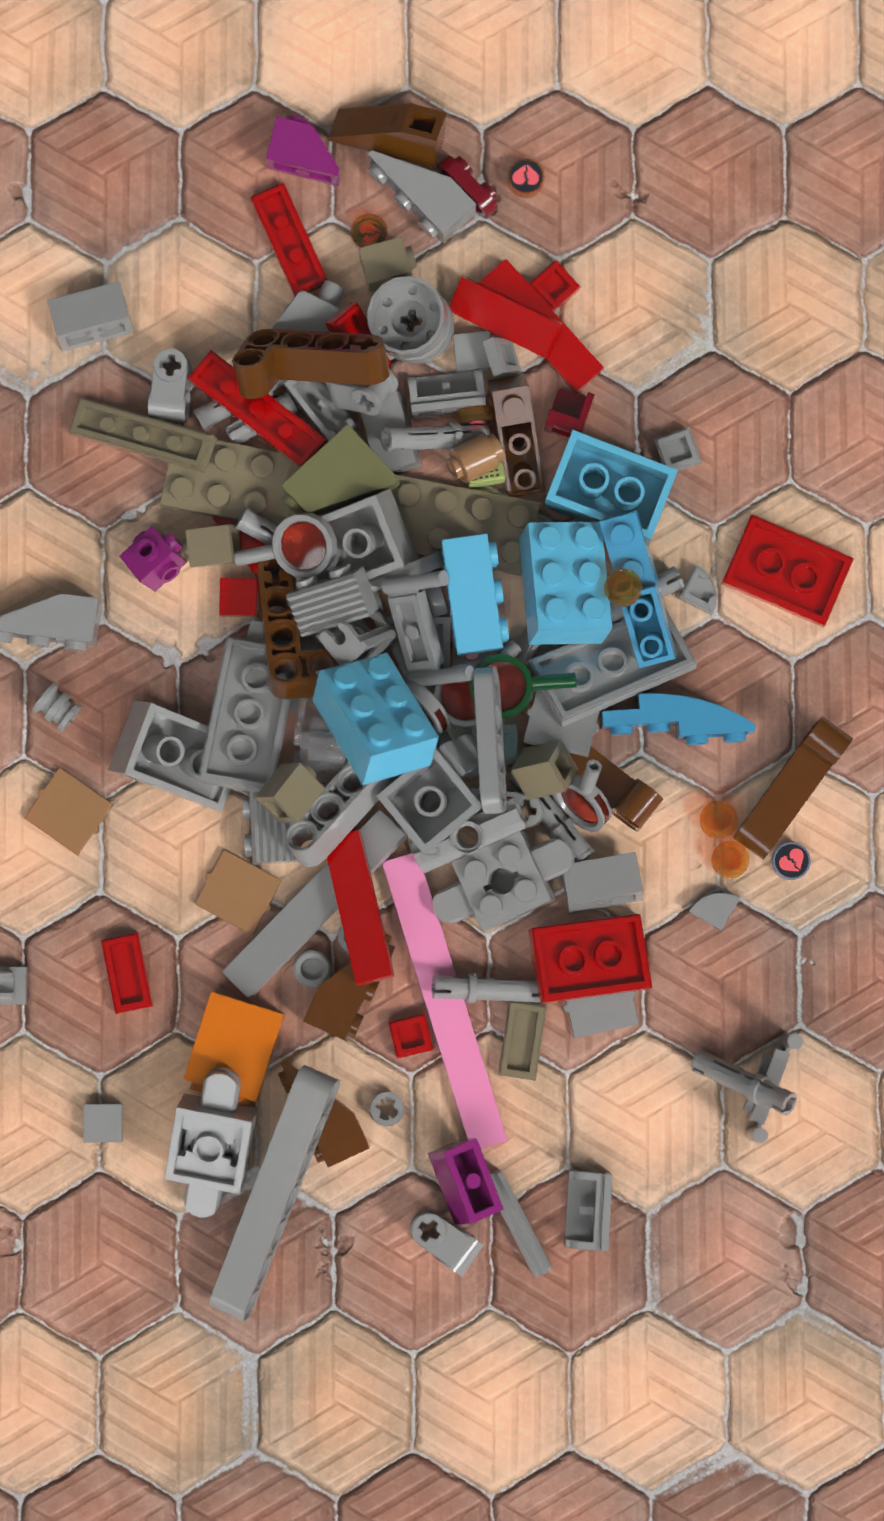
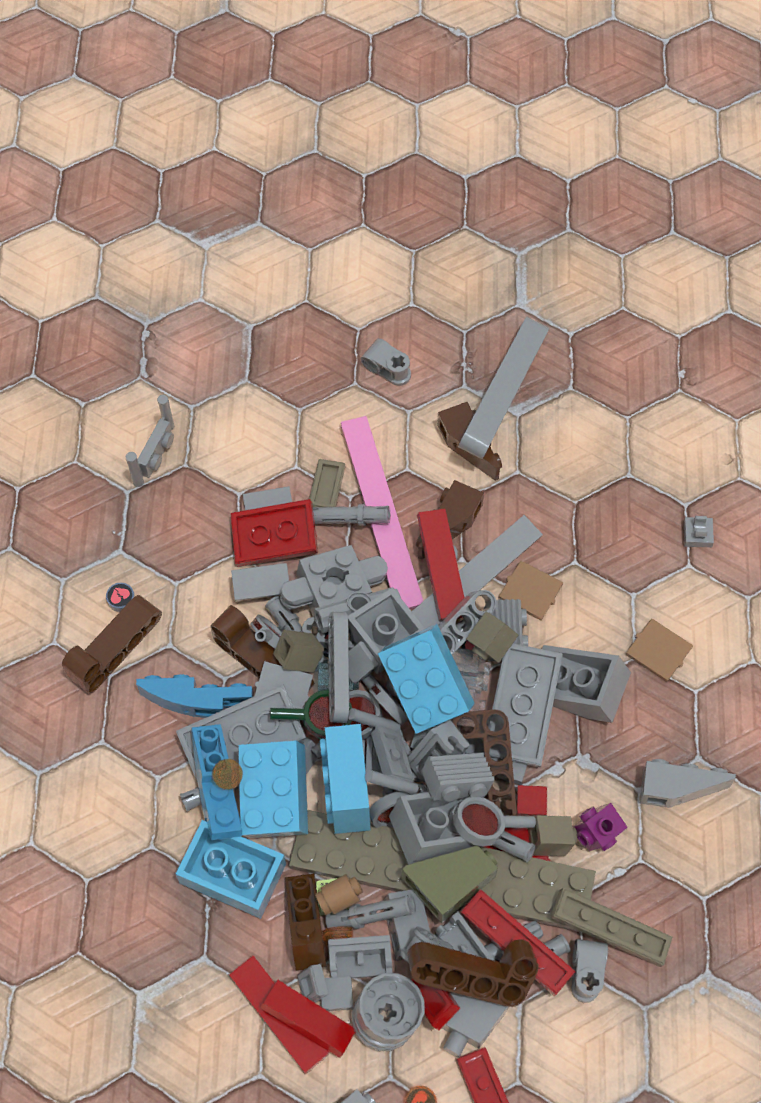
camera: 175 degrees left, 20 degrees down
(57, 707) = (671, 720): light grey bush -> none
(90, 316) = (658, 1034): light grey hinge -> none
(103, 1123) = (625, 443): light grey tile -> none
(127, 973) = (611, 538): red tile -> none
(211, 1142) = (548, 420): light grey brick -> none
(236, 1038) = (533, 483): orange brick -> none
(312, 969) = (476, 536): light grey tile -> none
(386, 261) = (406, 1070): dark tan brick -> none
(398, 1105) = (428, 453): light grey bush -> none
(410, 1036) = (406, 491): red tile -> none
(436, 601) = (376, 792): light grey tile -> none
(465, 1181) = (371, 392): magenta brick -> none
(520, 1227) = (336, 374): light grey axle -> none
(555, 285) = (265, 1049): red tile -> none
(568, 413) = (260, 936): dark red panel -> none
(588, 1210) = (286, 378): light grey hinge -> none
(678, 450) = (175, 905): light grey tile -> none
(700, 591) = (168, 794): light grey tile -> none
(715, 909) = (180, 566): light grey tile -> none
(718, 819) = (171, 626): clear orange plate -> none
(730, 859) = (165, 598): clear orange plate -> none
(755, 1087) = (162, 436): light grey pin -> none
(787, 571) = (97, 808): red tile -> none

